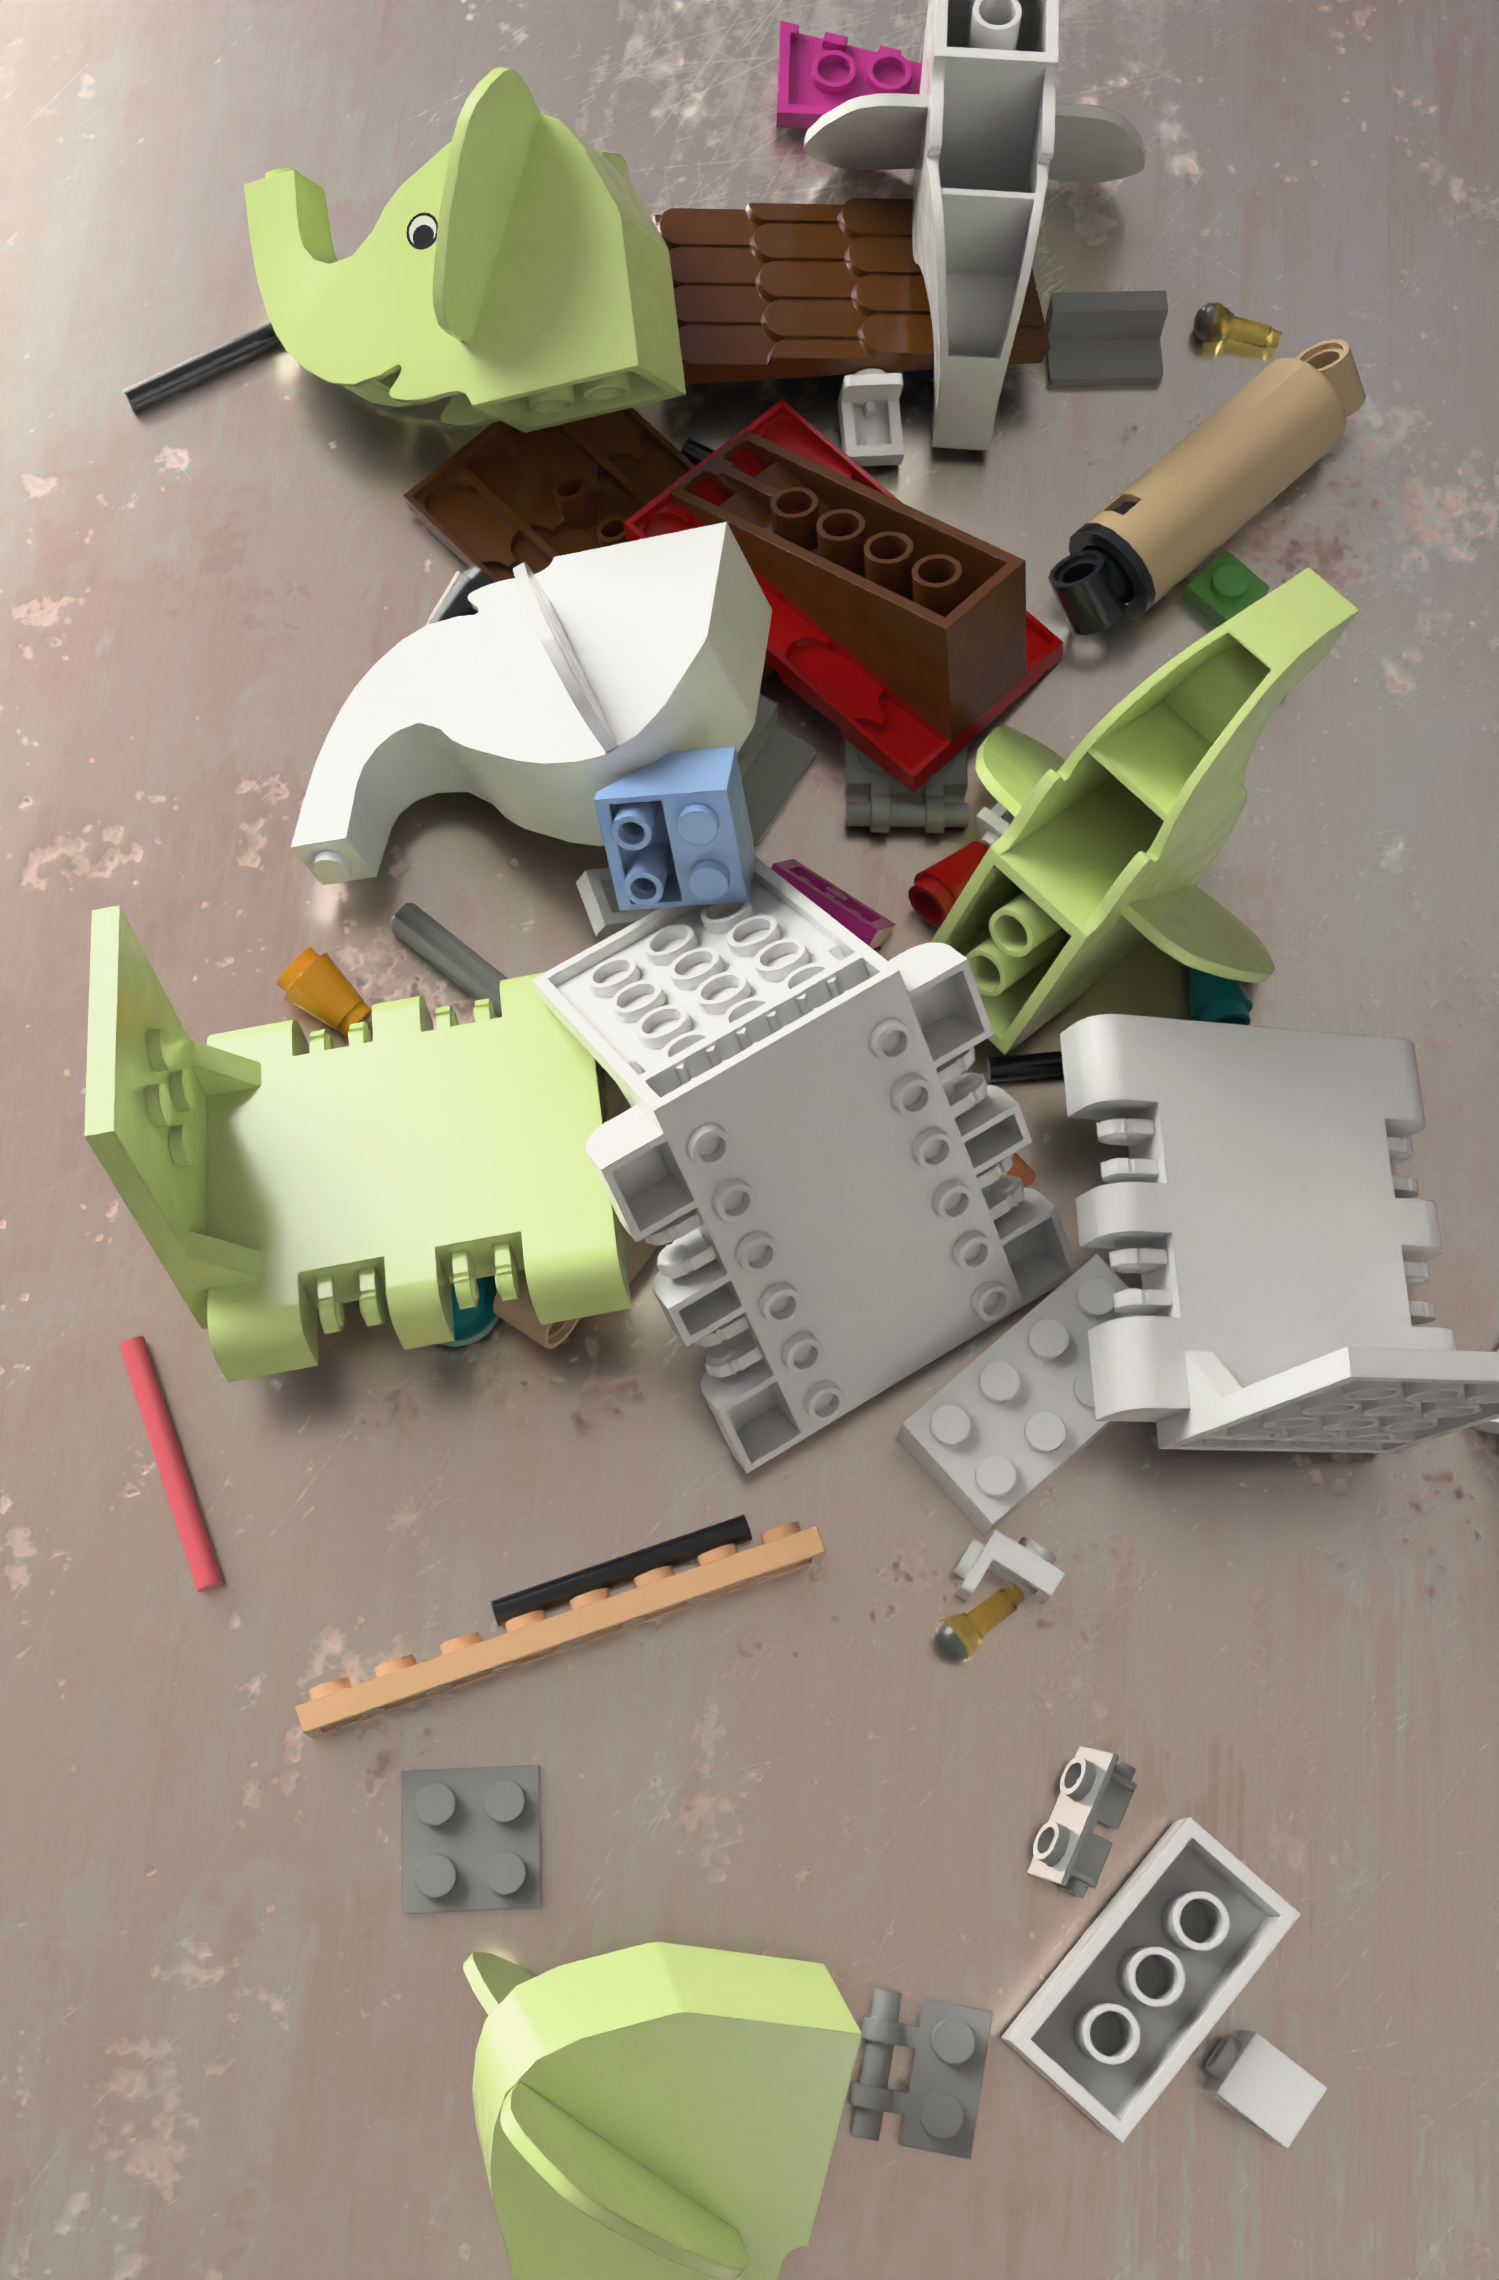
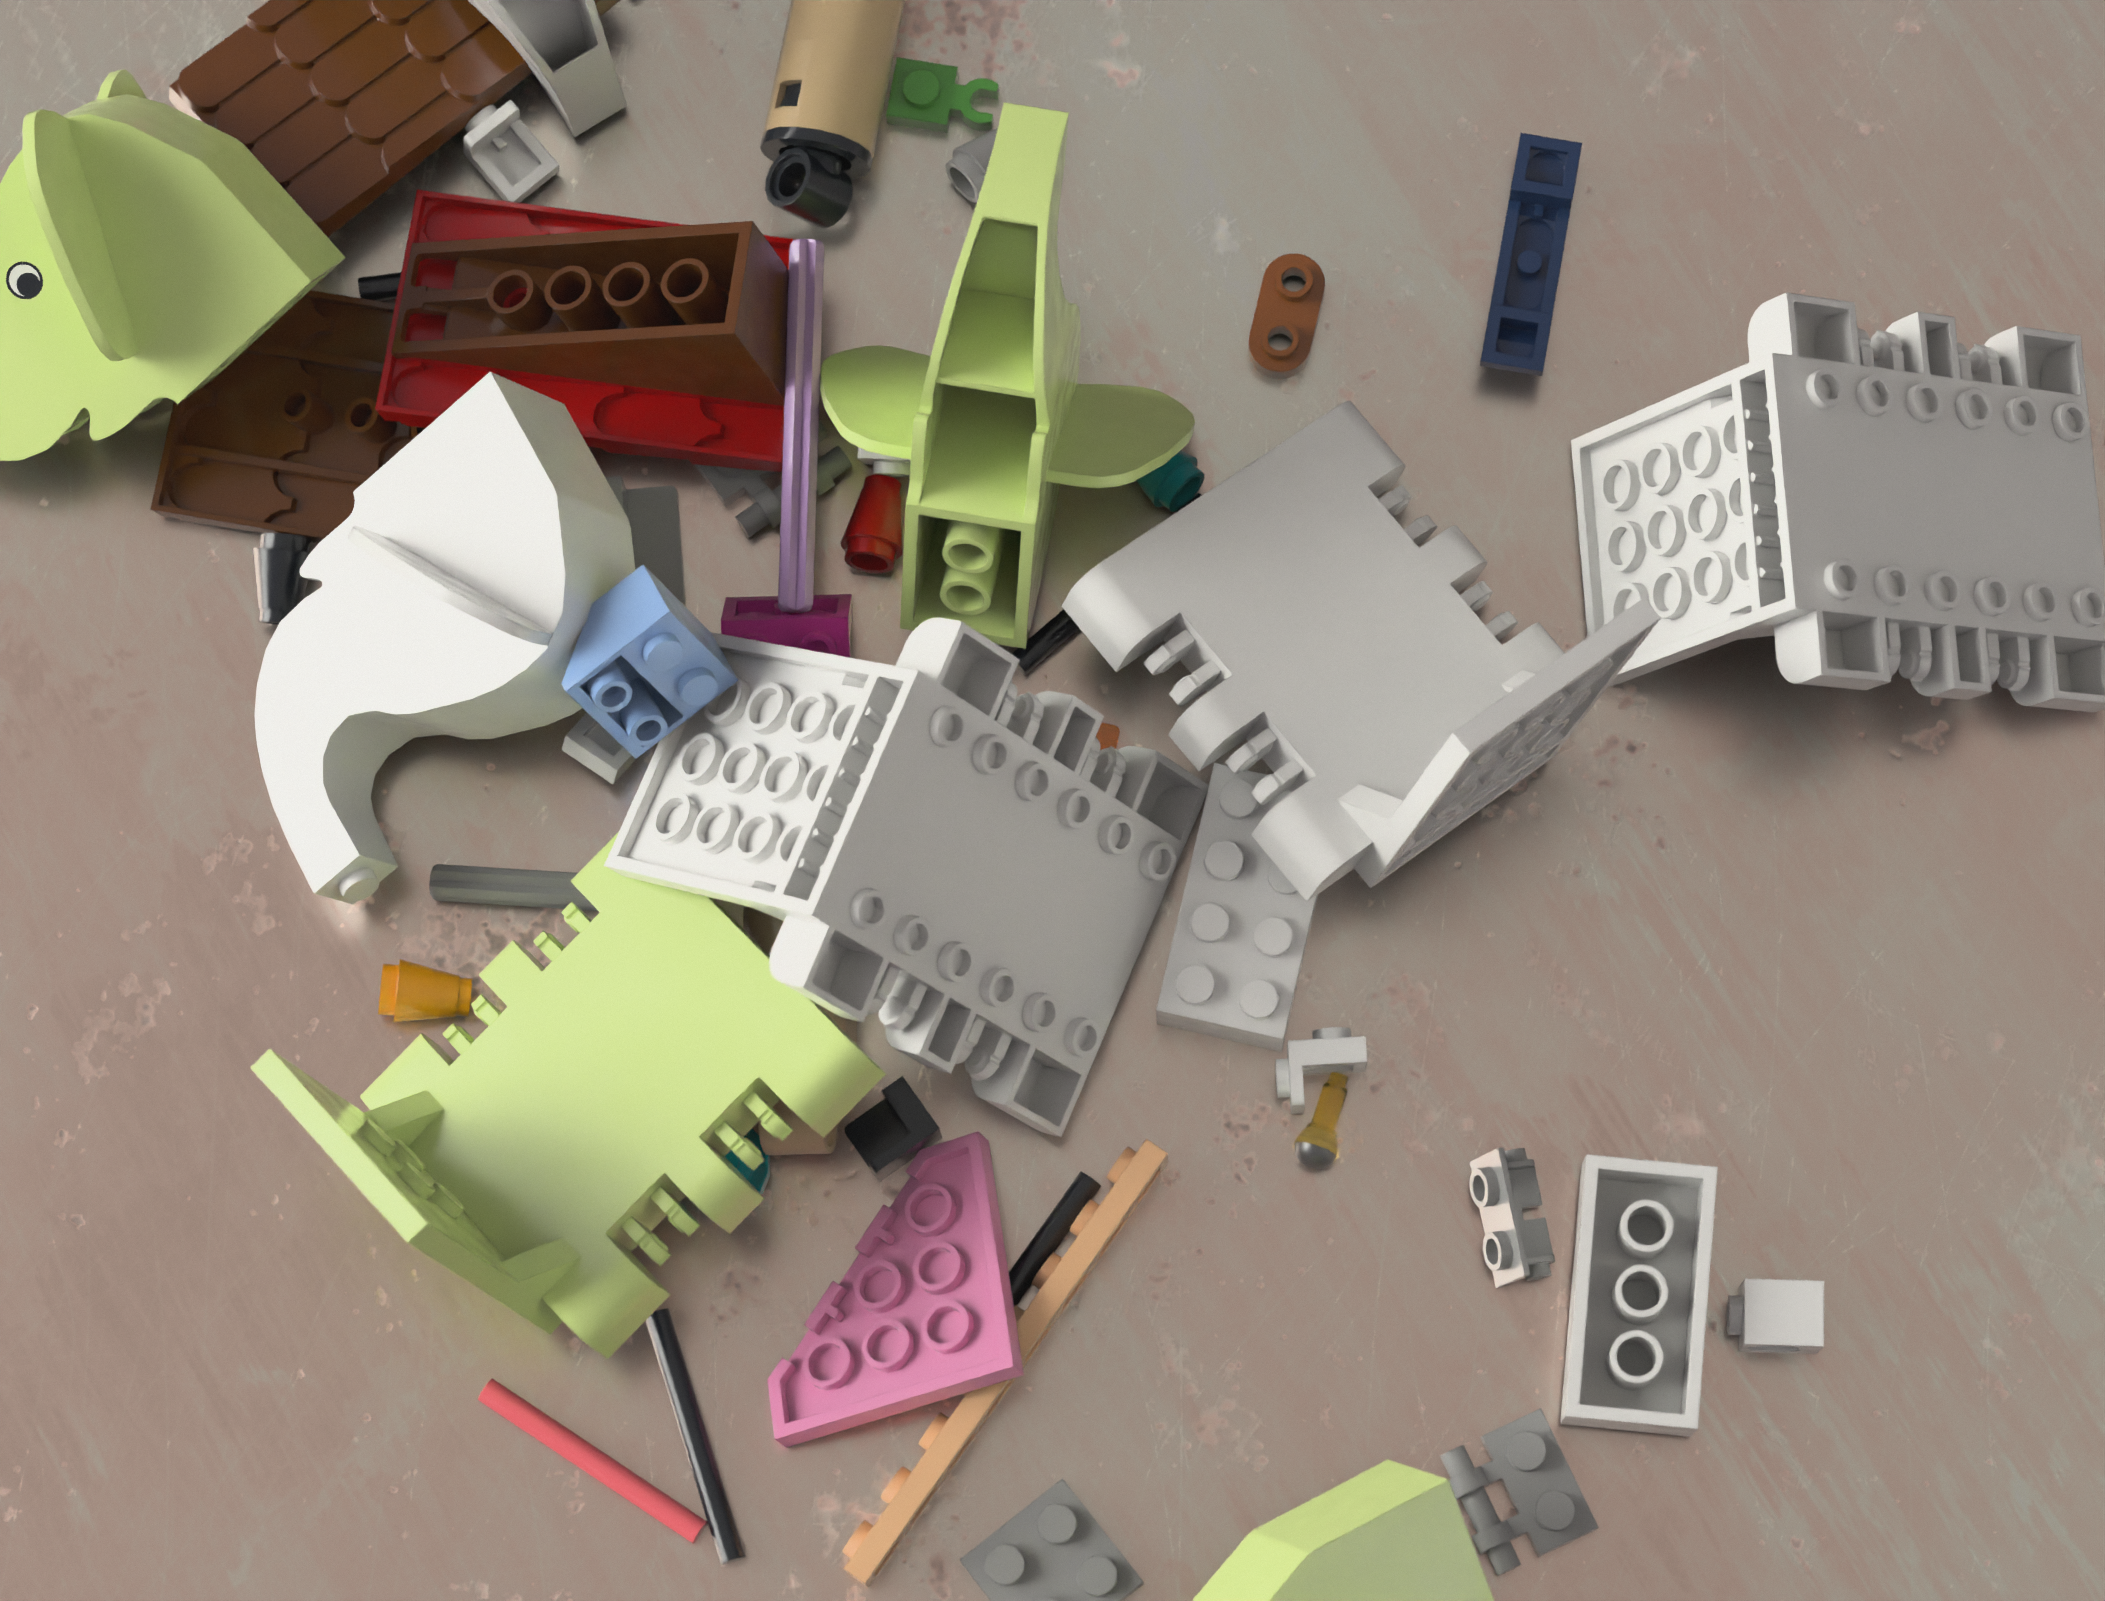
camera: 25 degrees left, 5 degrees up
(266, 1505) = (694, 1437): none -> black bar
(519, 1533) = (916, 1311): none -> bright pink plate
(614, 1369) = (893, 1130): none -> black panel
(947, 760) = (801, 426): none -> lavender axle
(1407, 945) = (1288, 314): none -> dark orange plate

